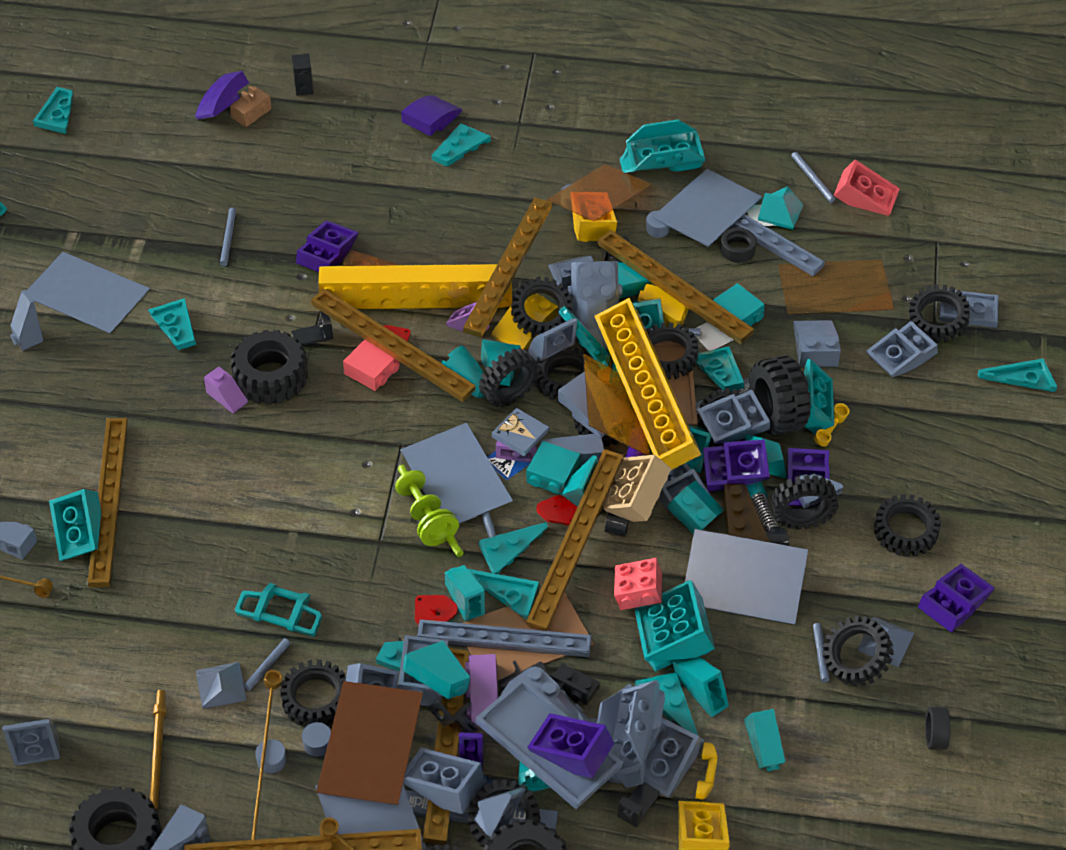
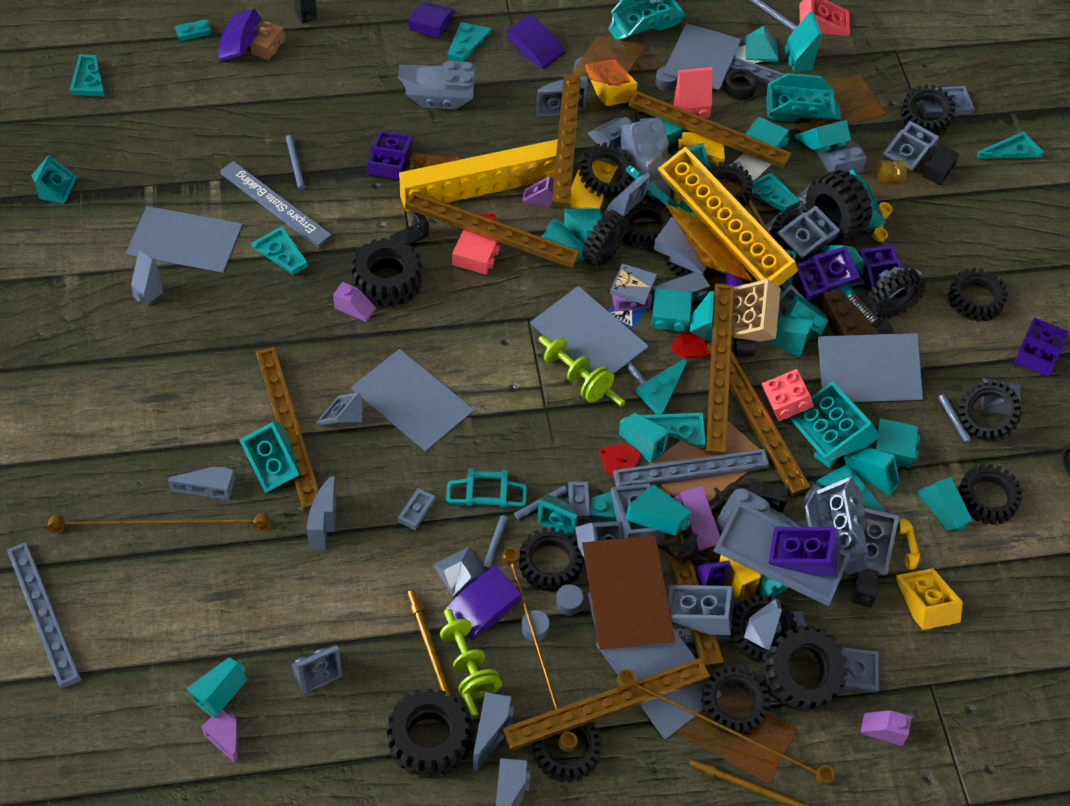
camera: 20 degrees left, 5 degrees up
(101, 594) = (322, 515): none -> sand blue slope
(169, 498) = (344, 410): none -> sand blue slope
(181, 82) = (193, 30): none -> teal plate
(185, 774) = (475, 685): none -> lime piece
(190, 276) = (276, 204): none -> sand blue tile
(200, 611) = (416, 509): none -> sand blue plate
(228, 720) = (485, 601): none -> dark purple slope
(246, 501) = (412, 399): none -> sand blue piece
(331, 635) = (534, 506): none -> sand blue bar
(336, 647) = (557, 514): none -> teal slope
(370, 642) = (579, 499): none -> sand blue plate
(405, 185) = (439, 86): none -> sand blue slope
(502, 762) = (742, 579): none -> yellow brick
(513, 215) = (550, 98): none -> sand blue slope
(530, 158) = (535, 41): none -> dark purple slope
(601, 612) = (765, 429): none -> pearl gold plate
(671, 522) = (792, 335): none -> teal slope
(674, 243) = (694, 91): none -> coral slope
(739, 661) = (898, 440): none -> teal brick
(798, 272) = (801, 97): none -> teal slope
(803, 318) = (826, 136): none -> teal slope
(822, 216) = (803, 44): none -> teal slope
(822, 763) = (993, 475): none -> black tyre
(867, 371) = (891, 171): none -> clear yellow wheel
(928, 376) = (940, 165): none -> black brick

